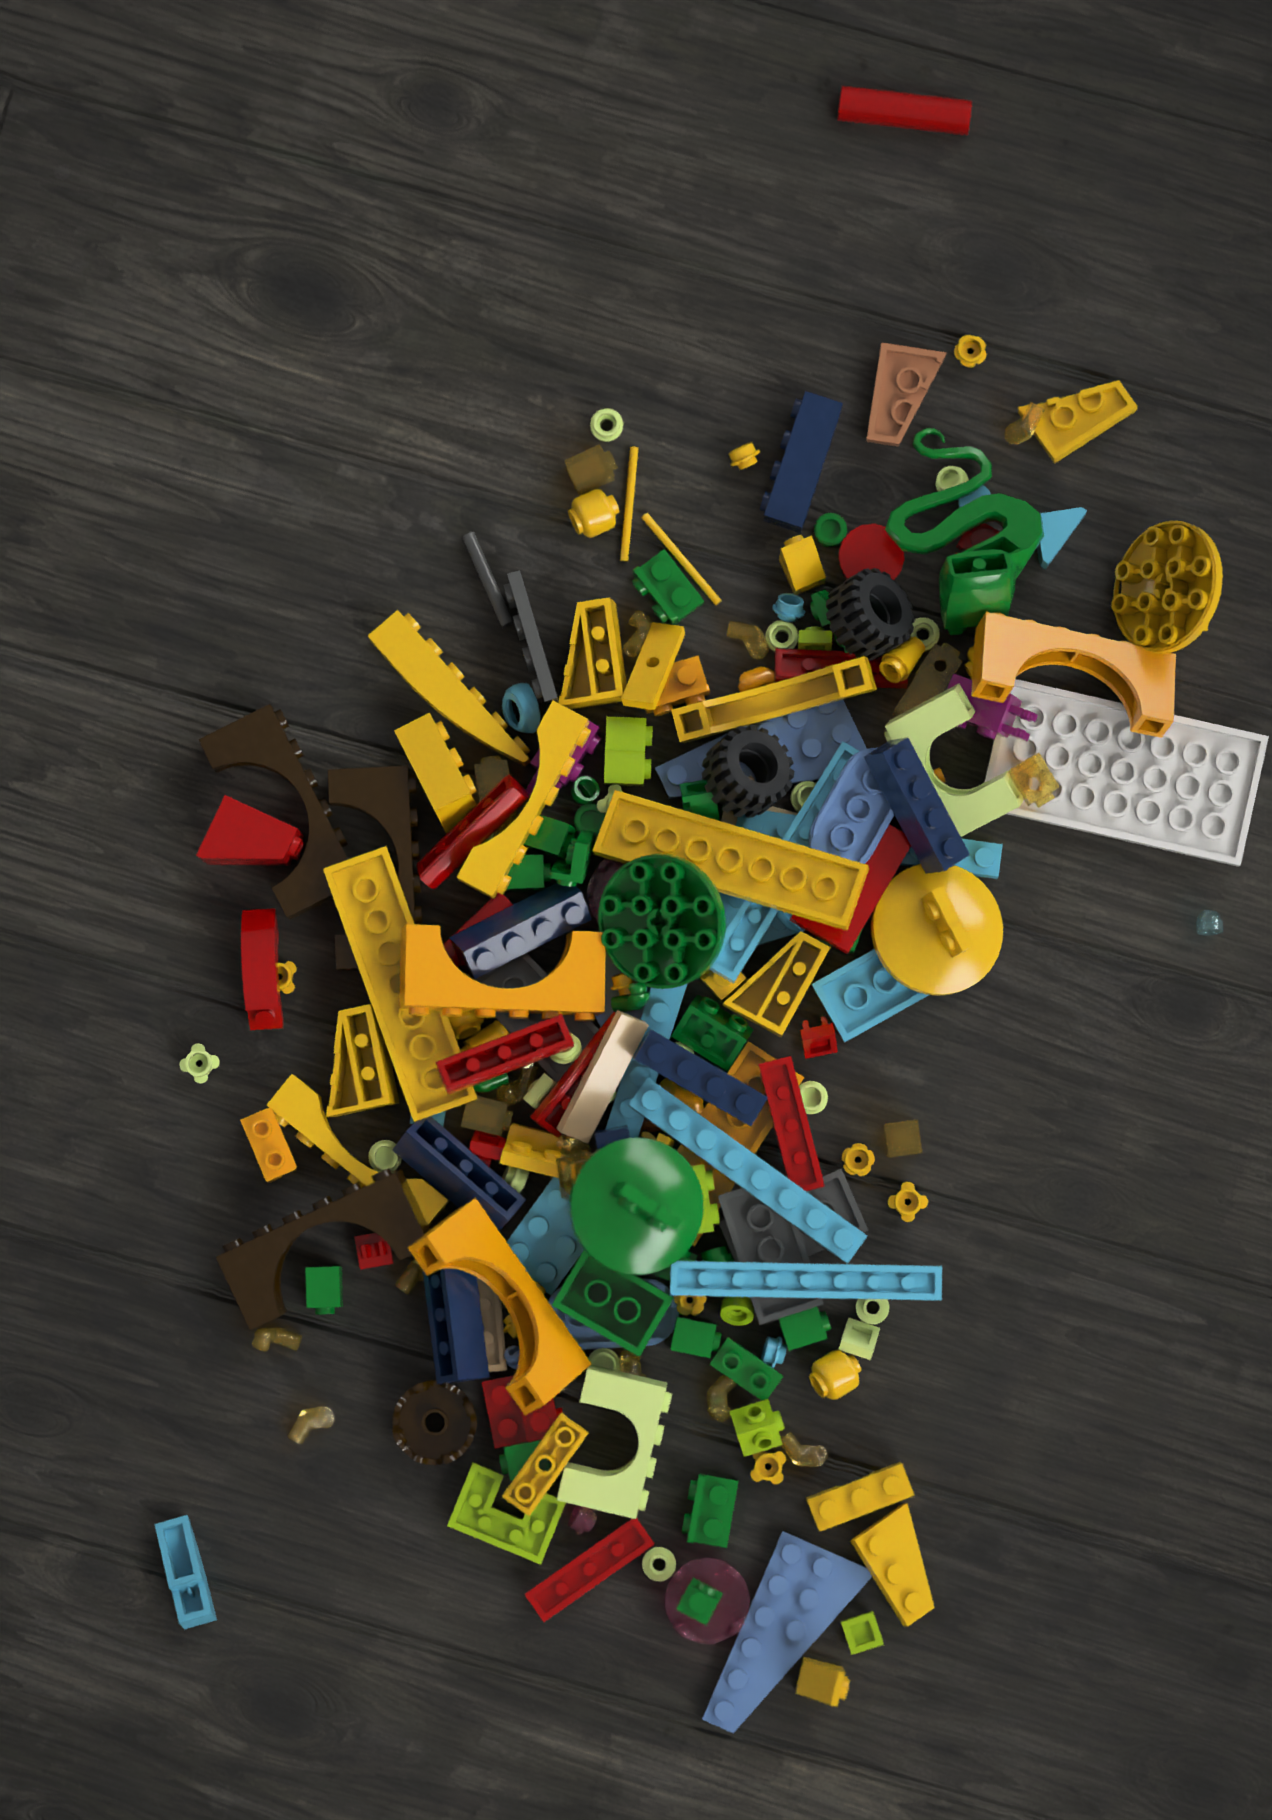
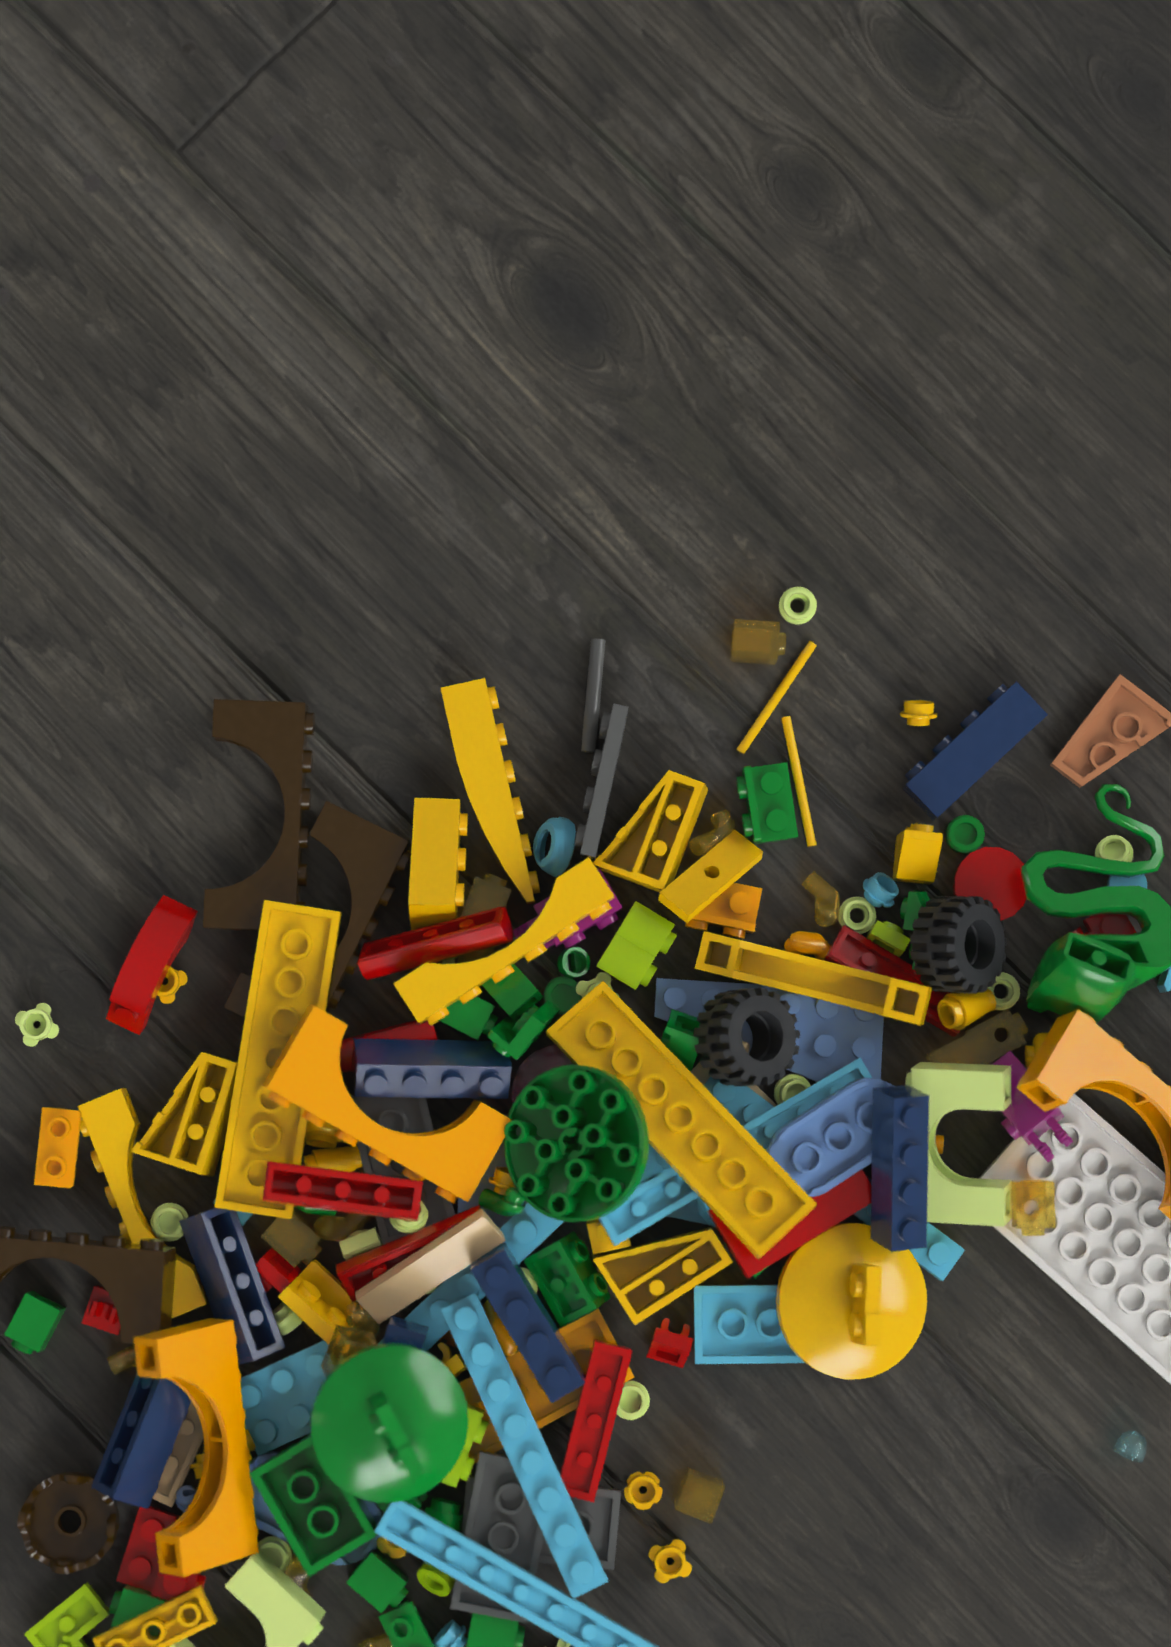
camera: 20 degrees right, 0 degrees up
(249, 838) = (210, 824): red slope -> none
(593, 513) = (735, 687): yellow head -> none

